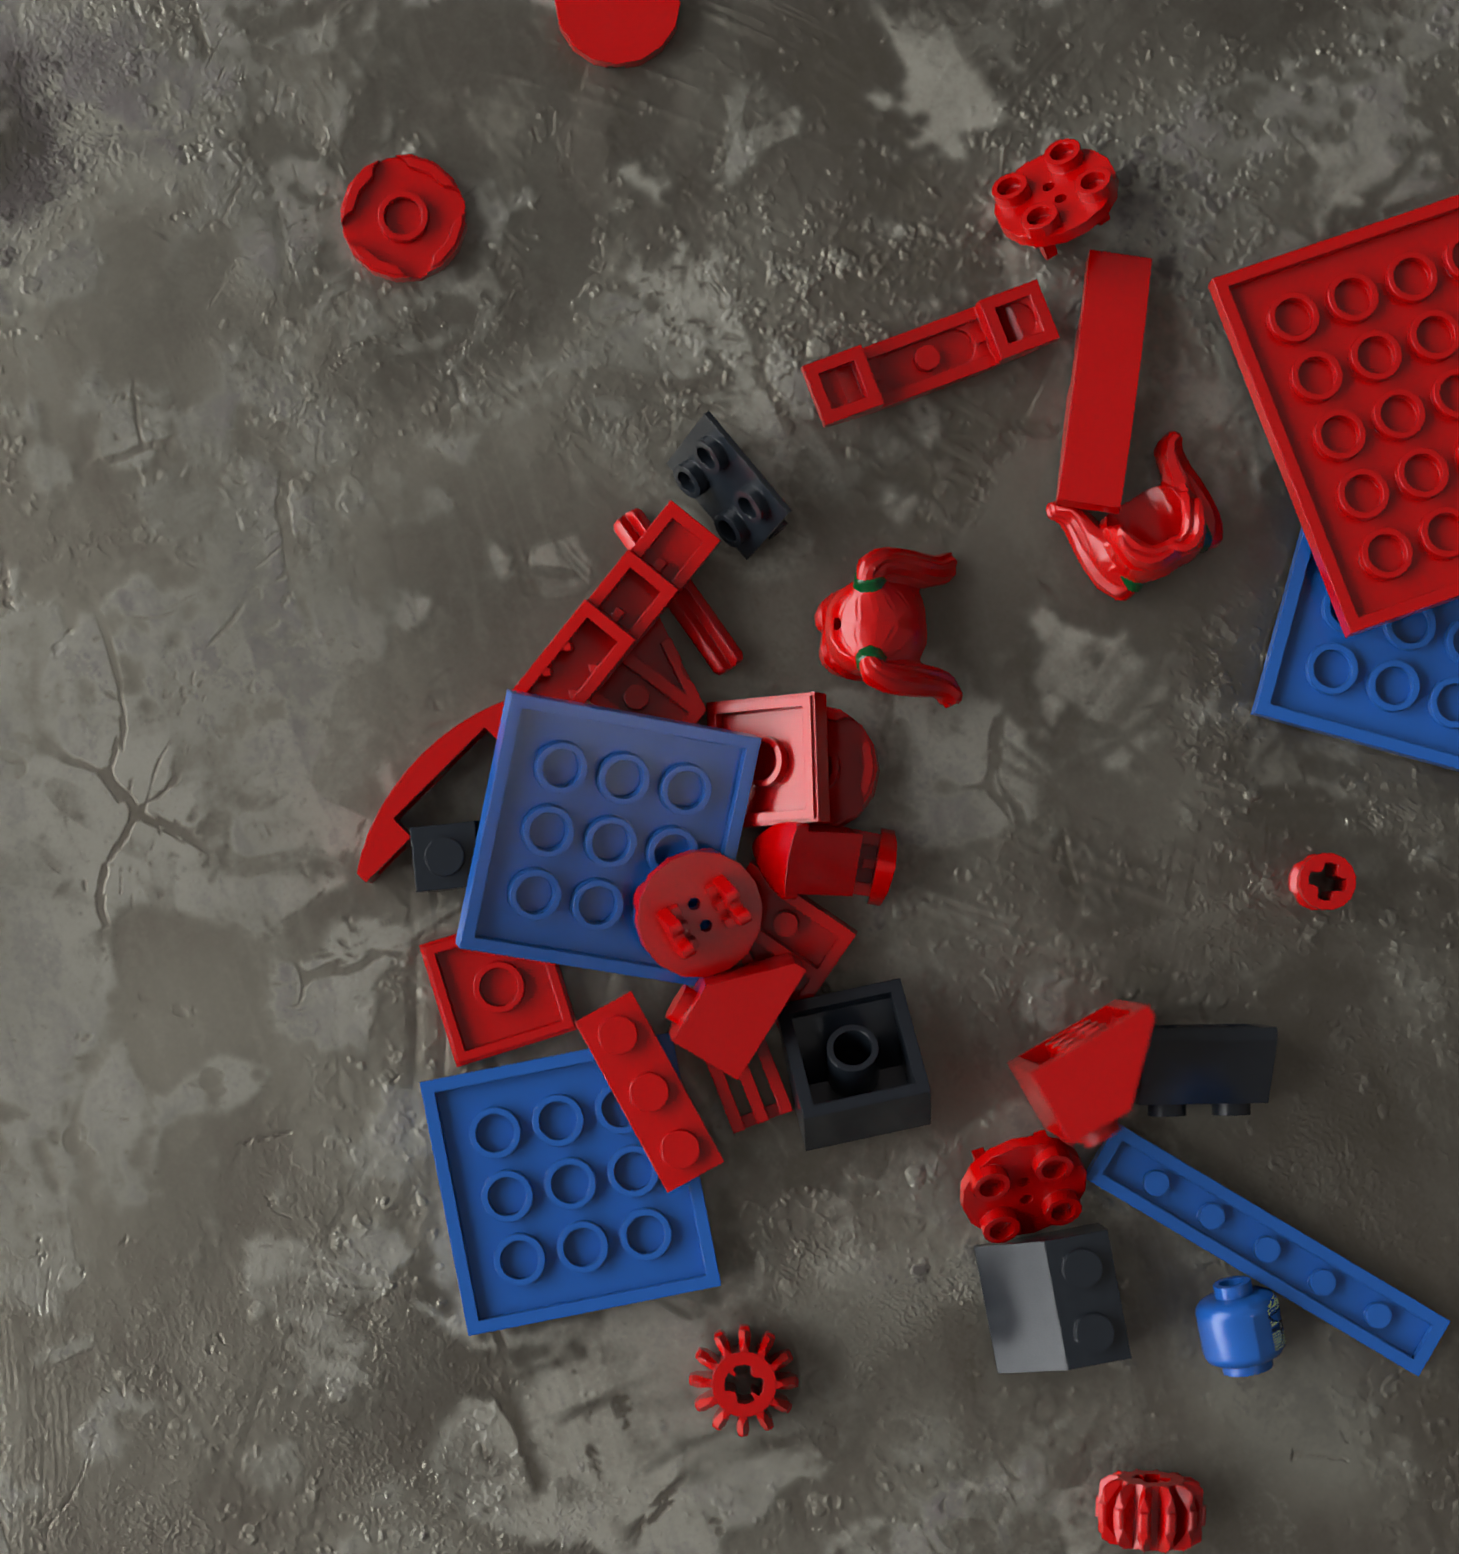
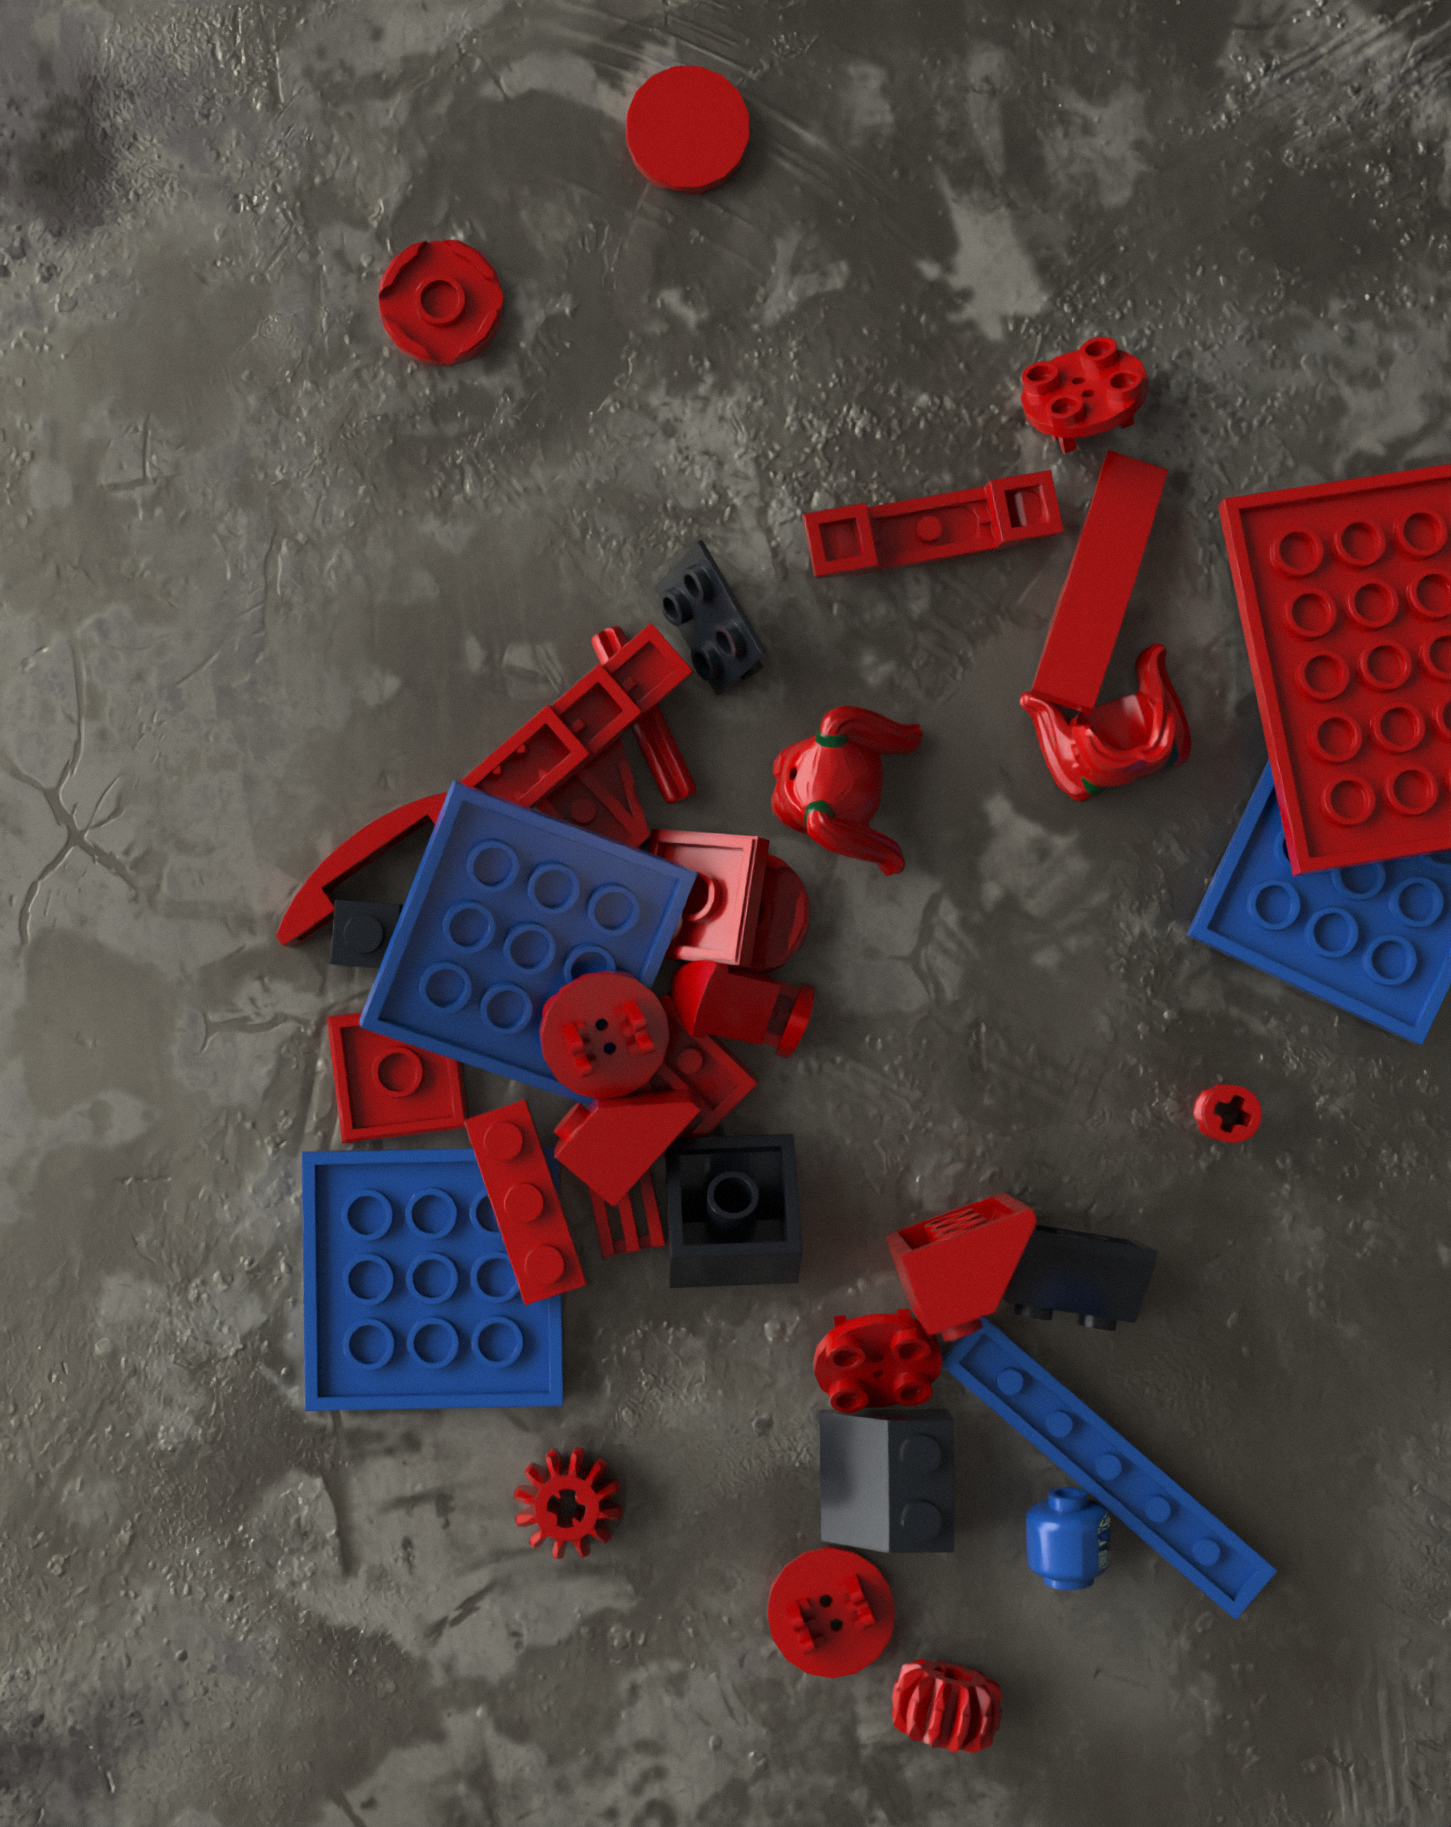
camera: 15 degrees right, 0 degrees up
(995, 1458) = (859, 1600): none -> red plate

